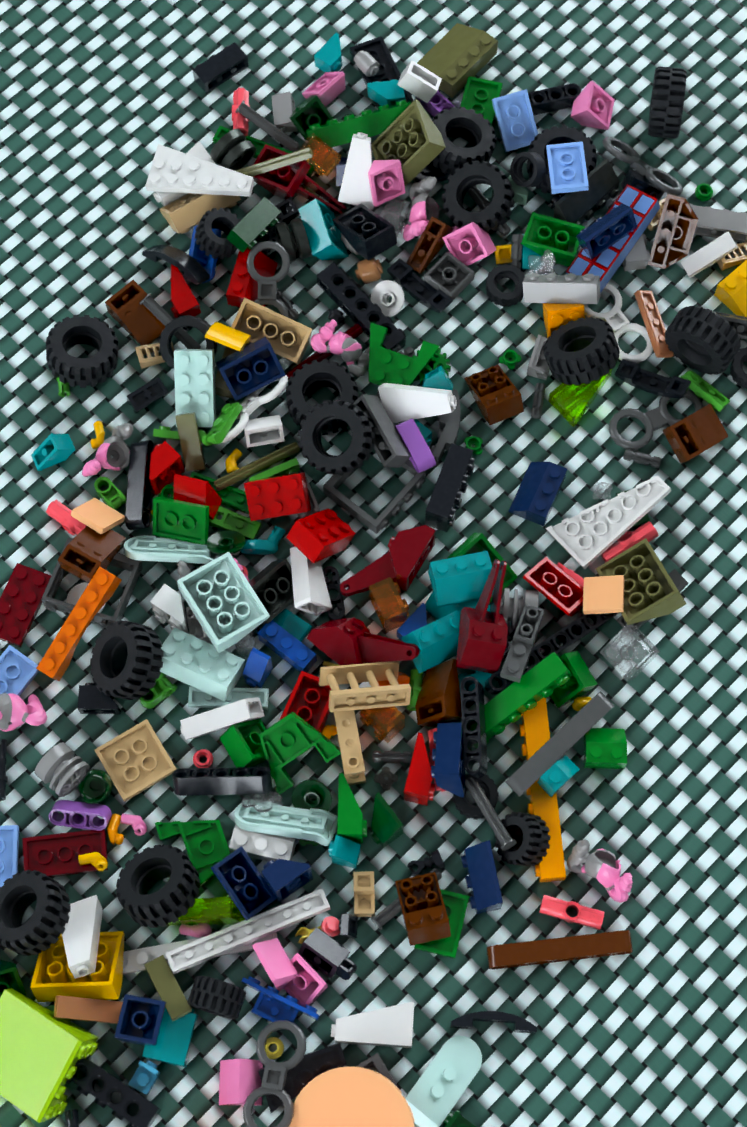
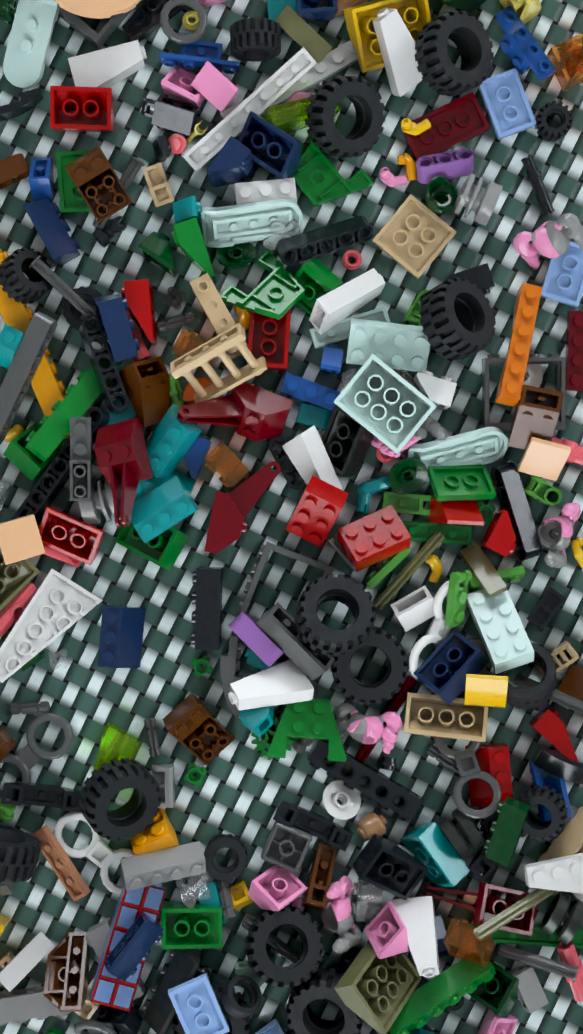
camera: 165 degrees right, 20 degrees up
(414, 985) = (81, 109): none -> red slope
(477, 937) = (41, 179): none -> blue slope

